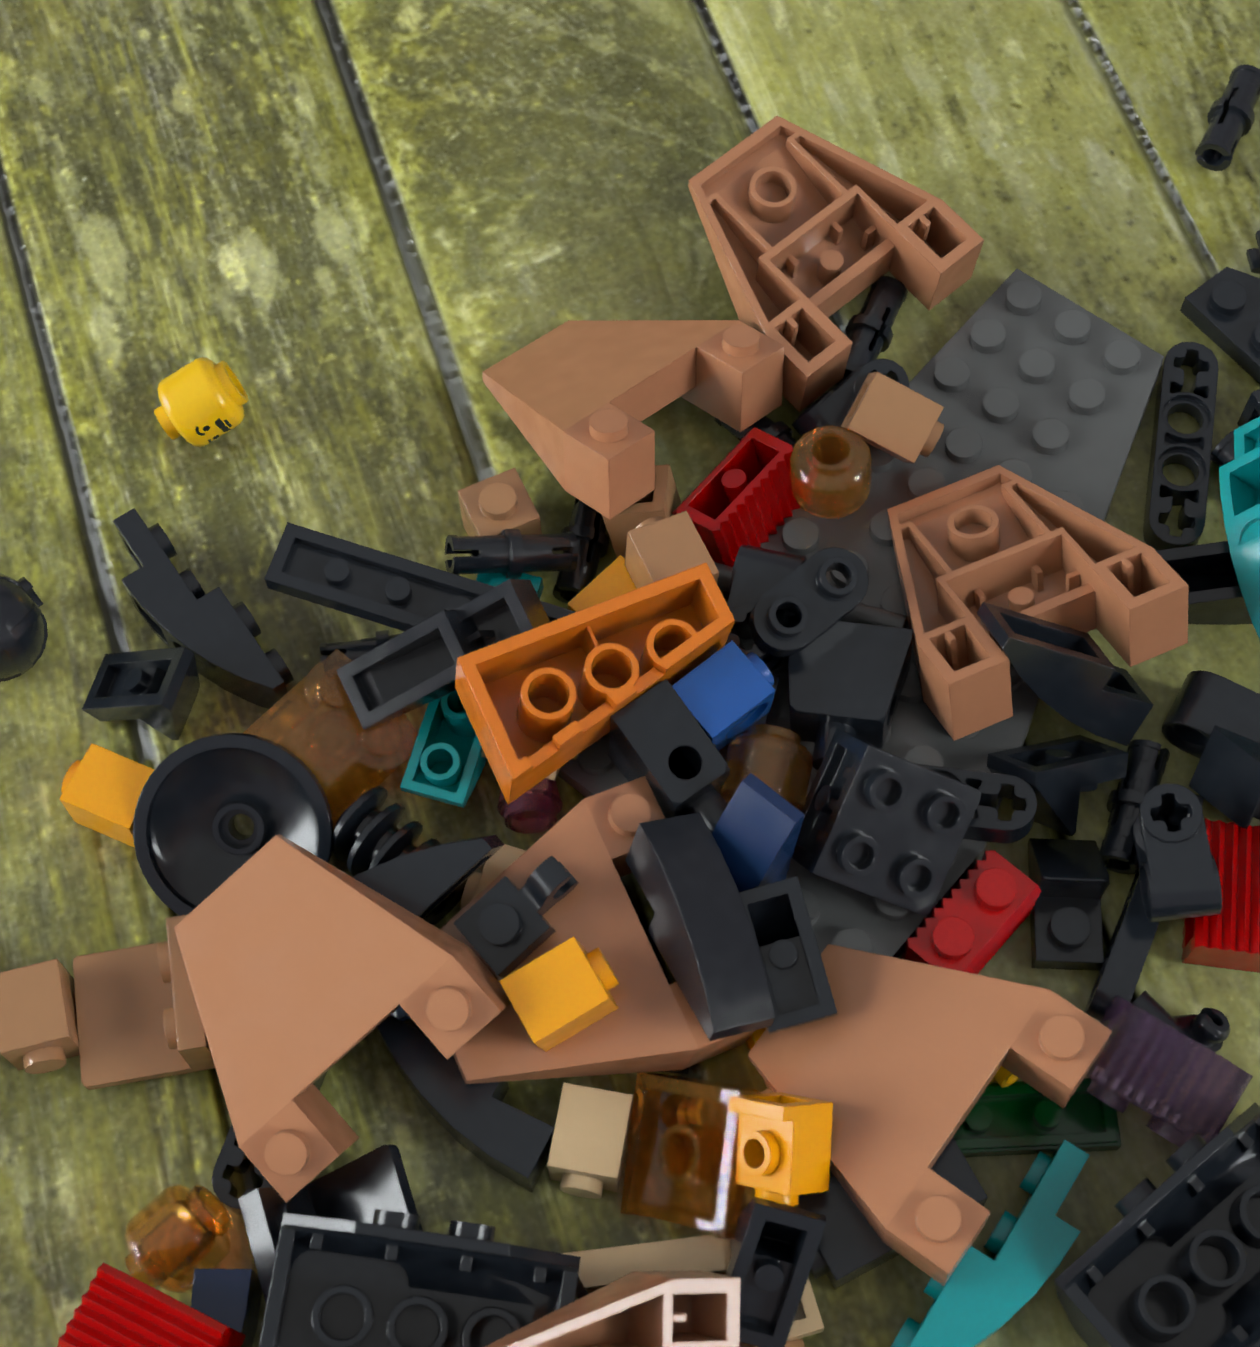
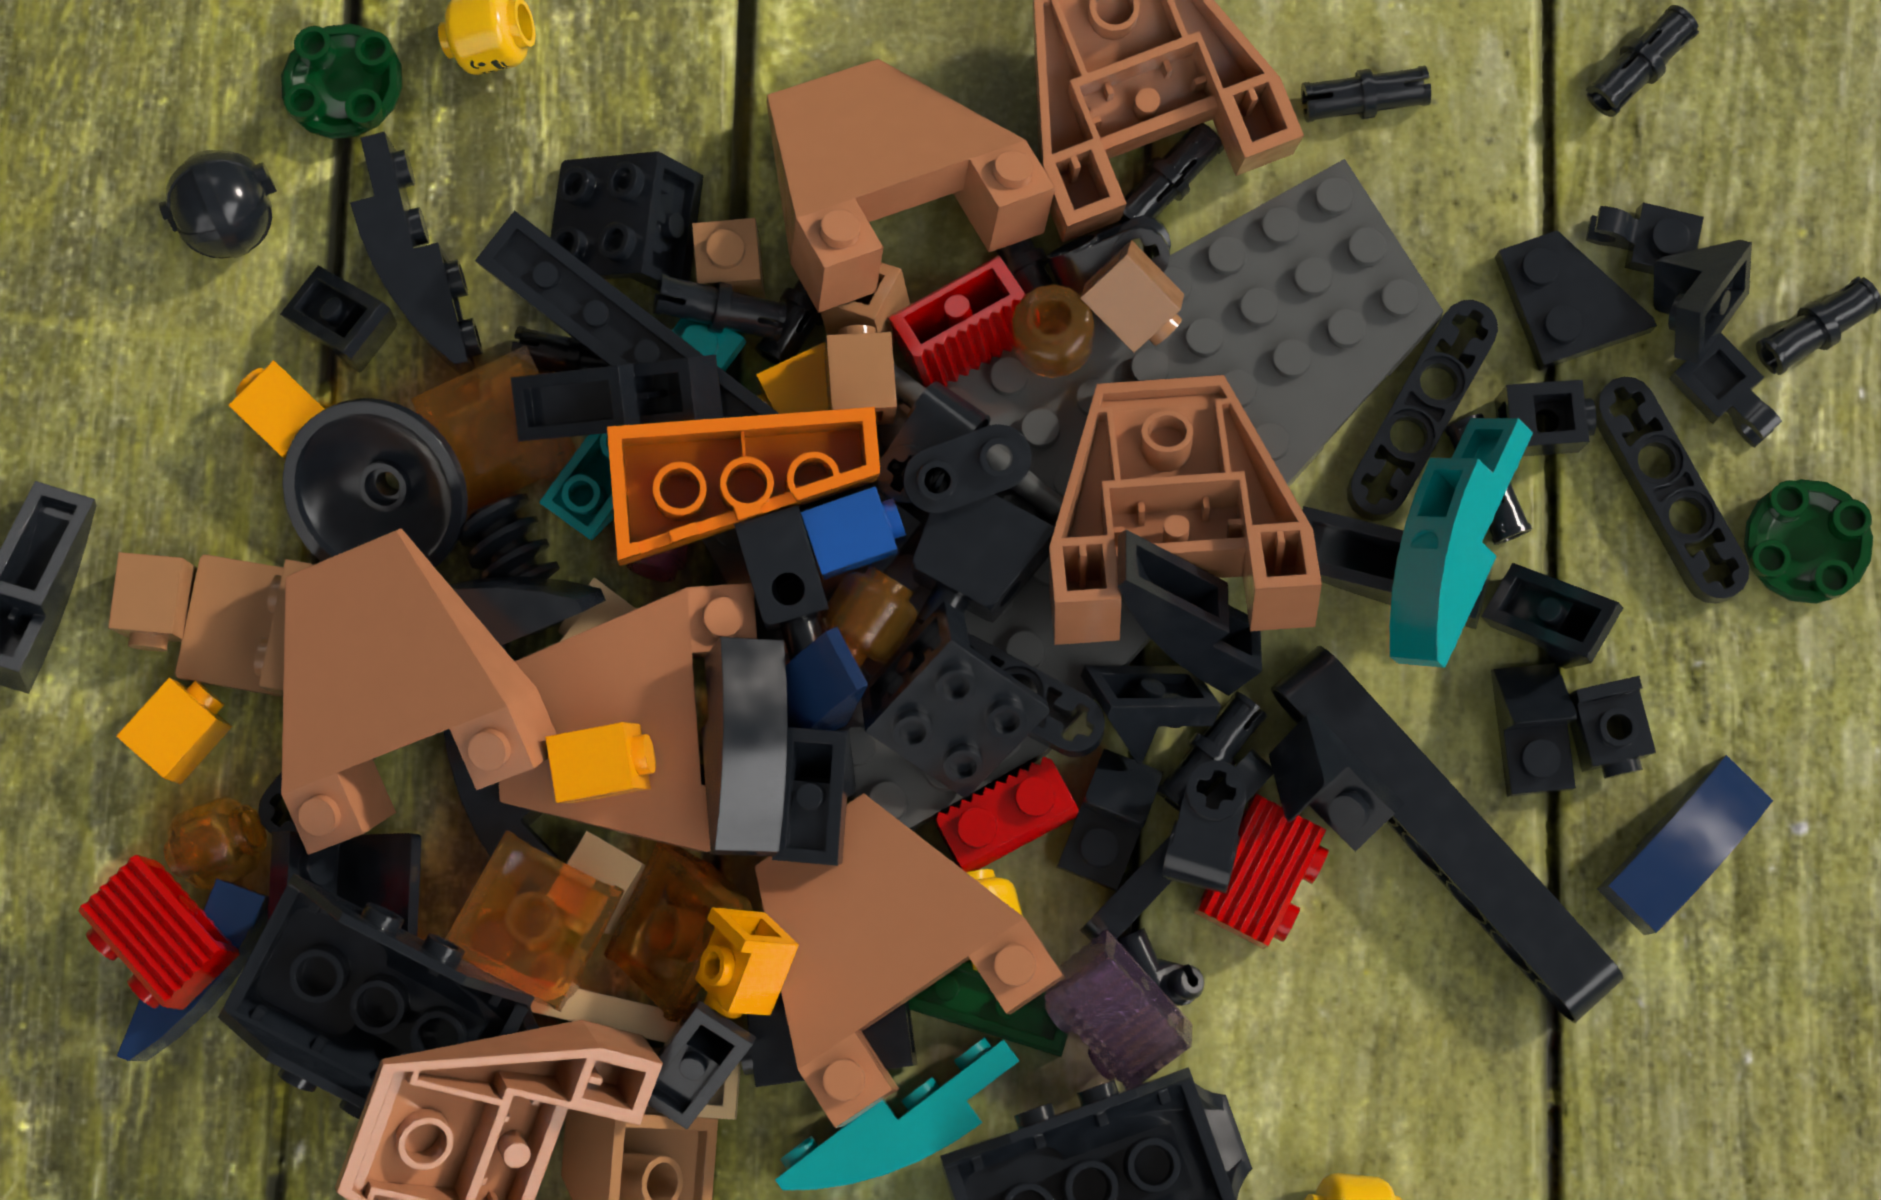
camera: 20 degrees right, 15 degrees up
(75, 488) = (341, 80): none -> dark green dish
(100, 1136) = (176, 729): none -> light orange brick
(393, 505) = (628, 215): none -> black bracket
(510, 920) = (584, 676): black plate -> none
(550, 1181) = (534, 921): none -> clear orange slope
(1015, 211) = (1366, 93): none -> black pin

